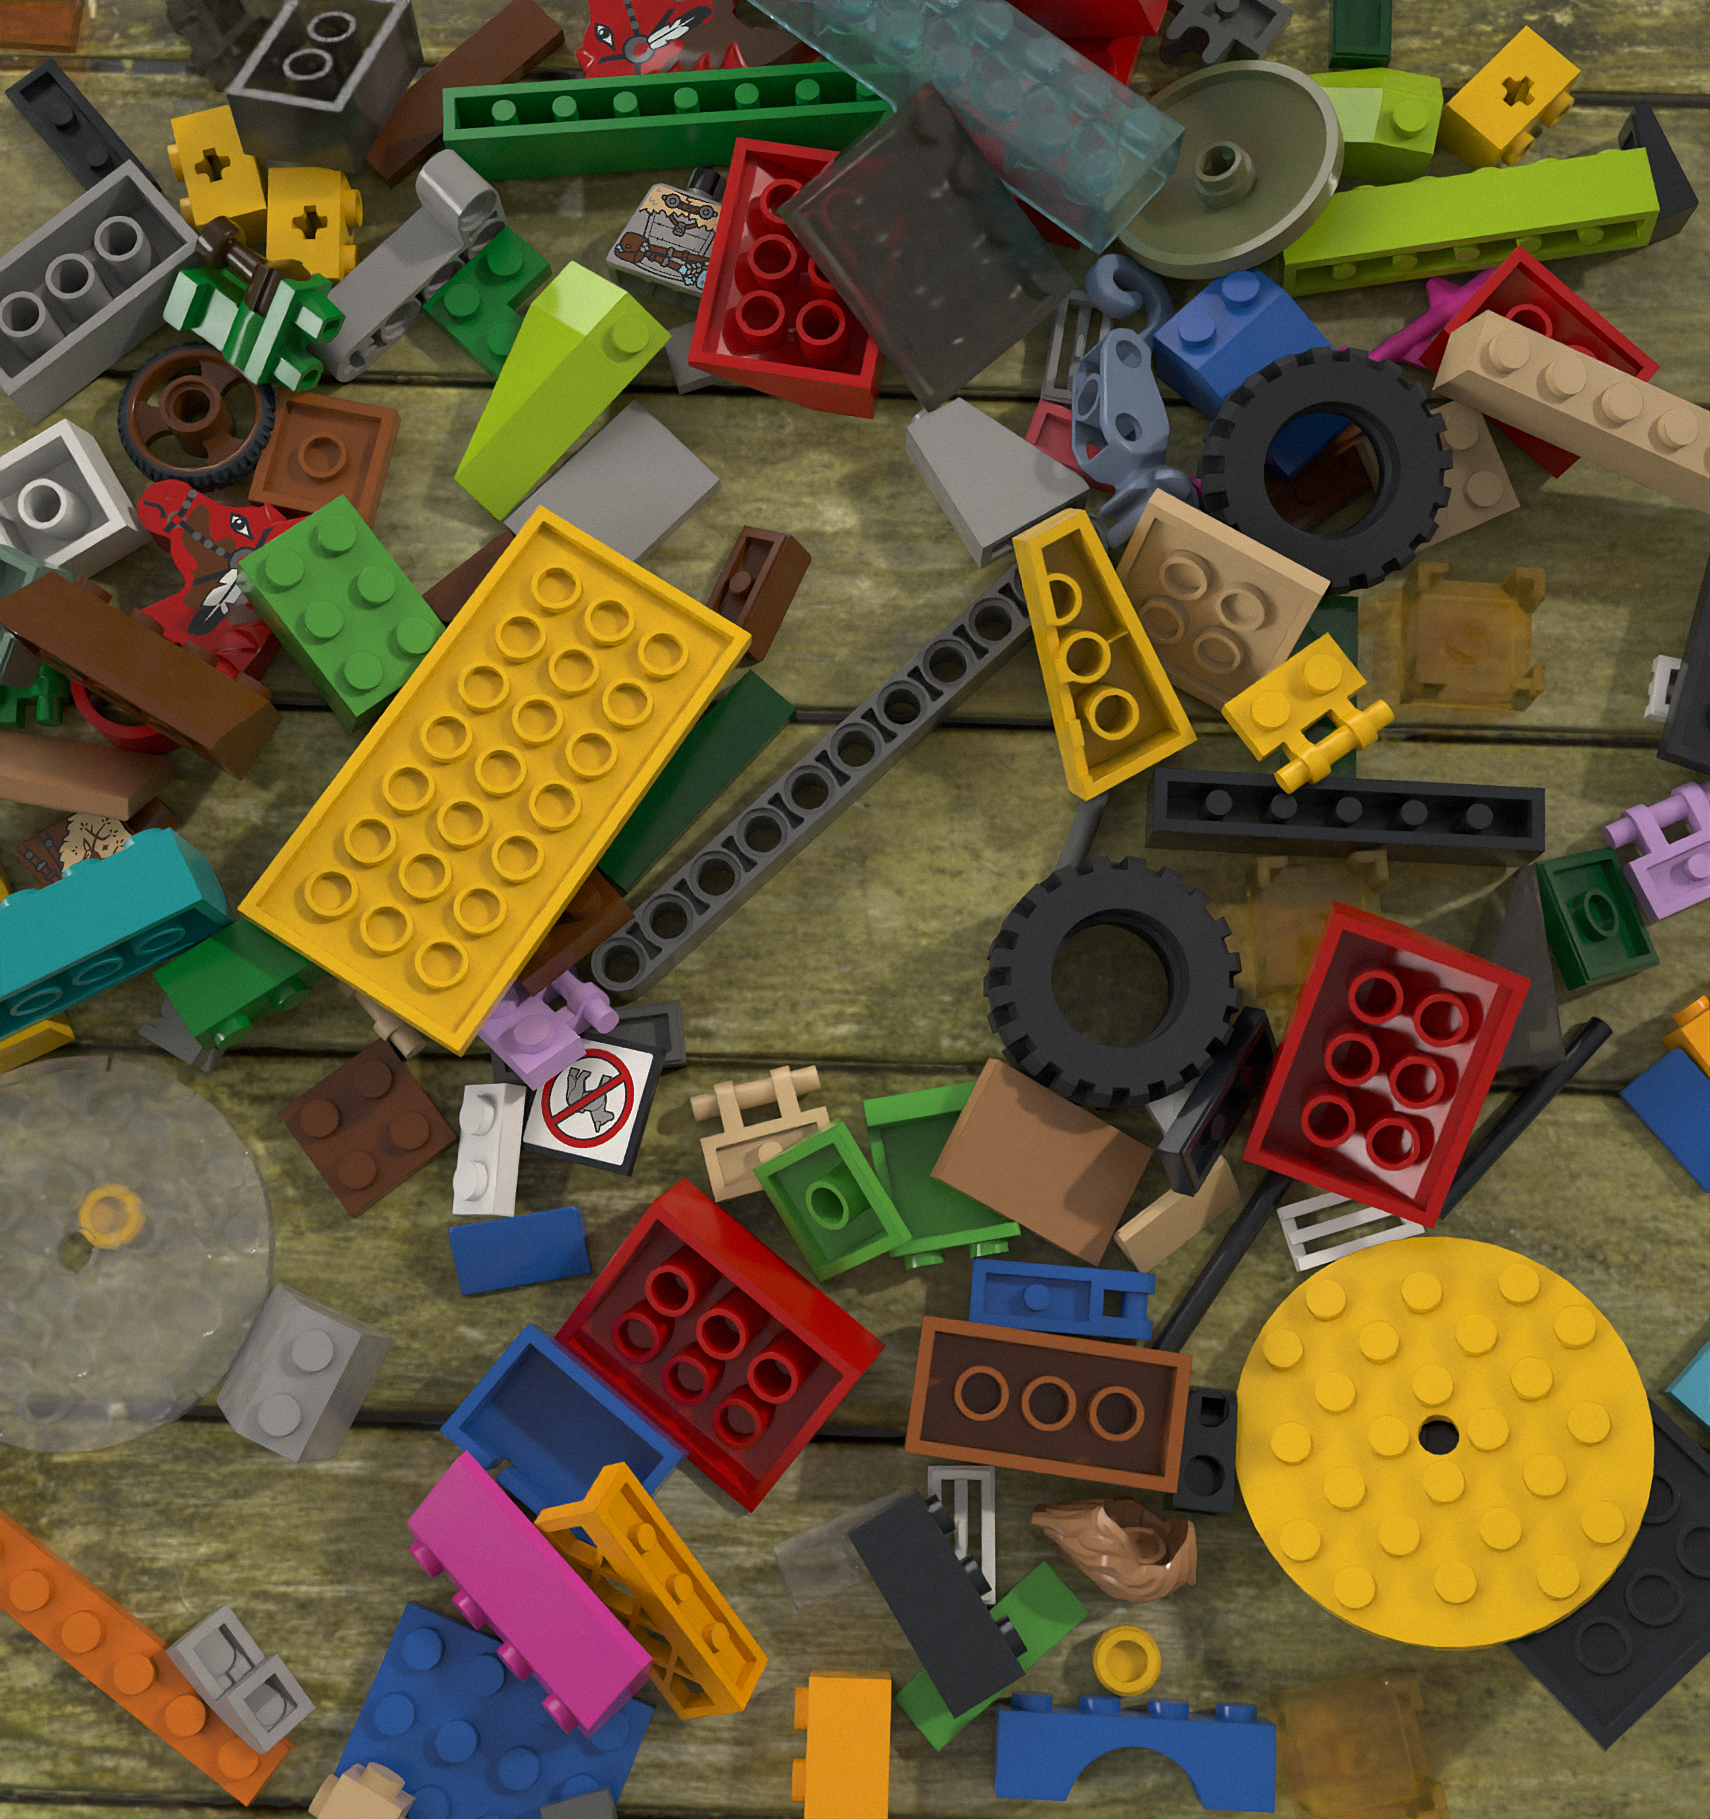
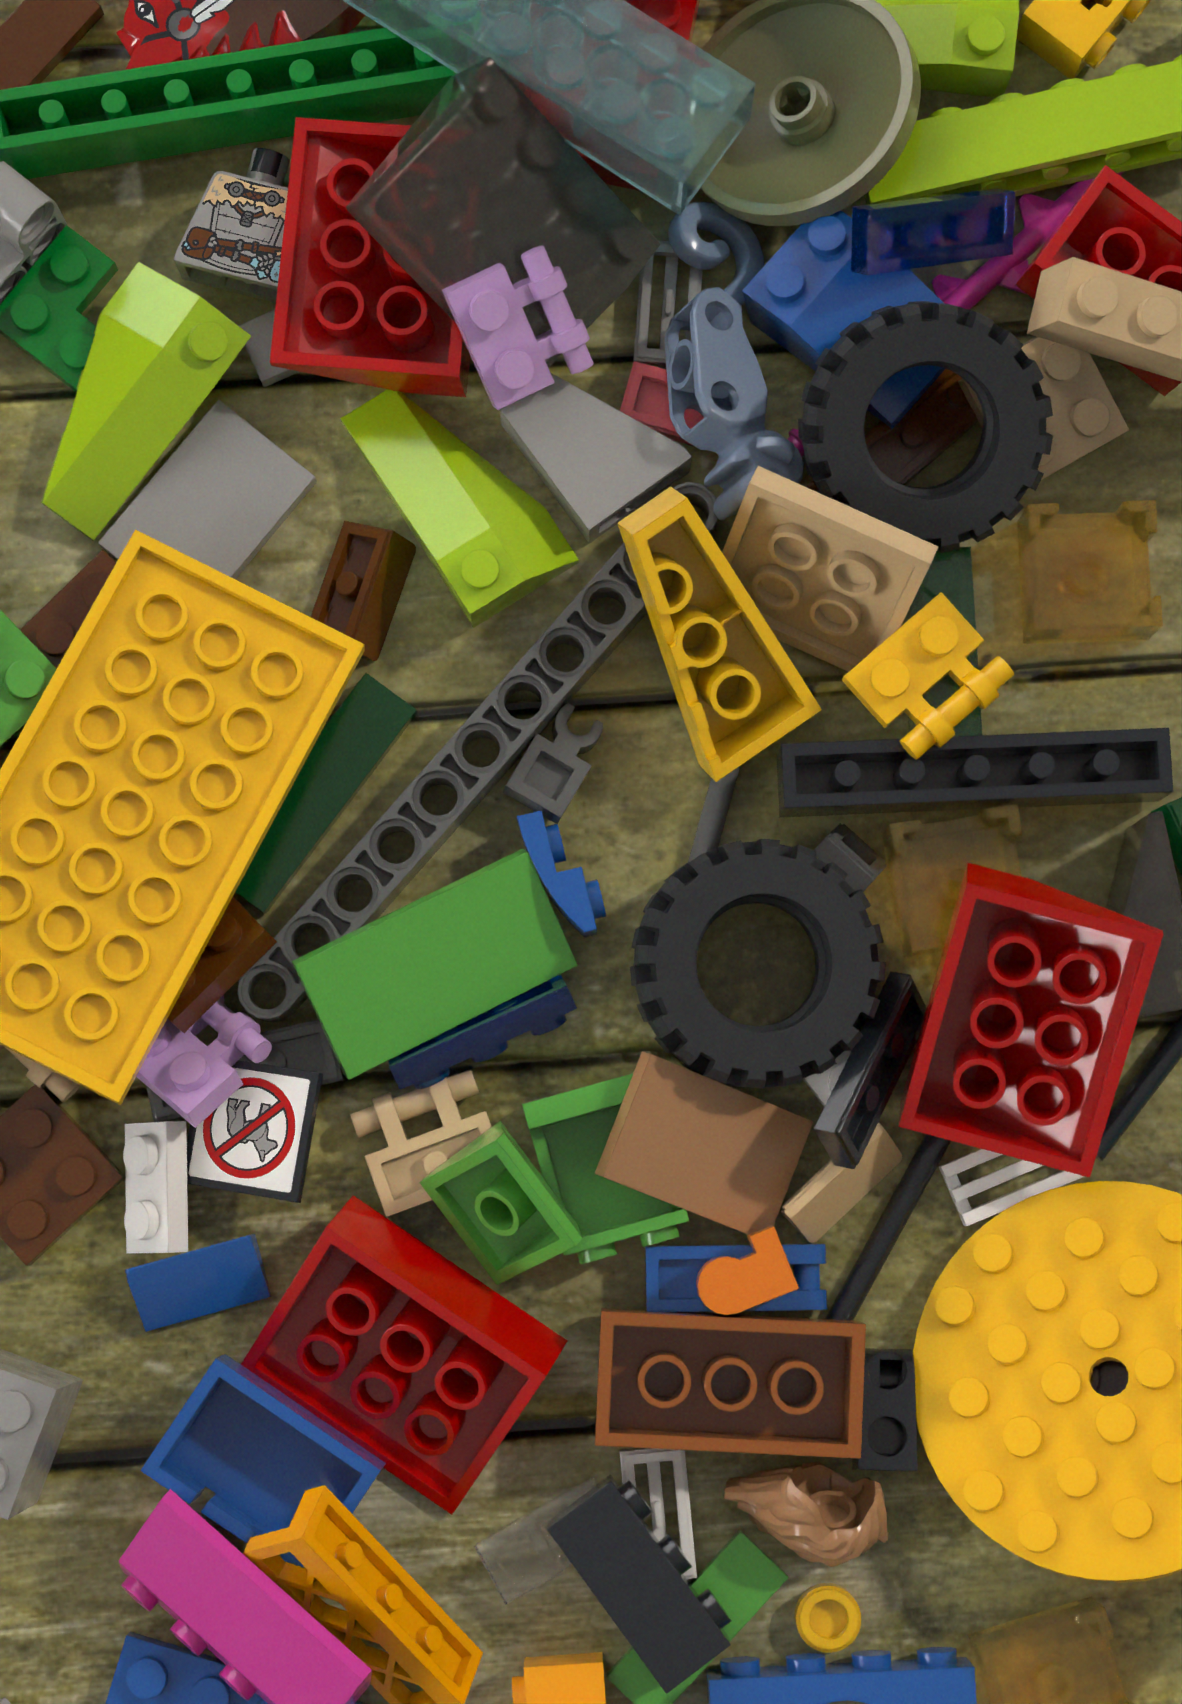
camera: 10 degrees left, 5 degrees up
(789, 954) = (435, 963): none -> bright green tile
(829, 1029) = (484, 1035): none -> clear blue plate
(863, 531) = (468, 517): none -> lime wedge
(913, 348) = (500, 336): none -> lavender plate
(924, 780) = (551, 771): none -> dark grey plate
(928, 894) = (575, 899): none -> blue slope
(1064, 1302) = (736, 1284): none -> orange leg
(1225, 897) = (852, 856): none -> dark grey tile
(1343, 292) = (932, 231): none -> clear blue plate

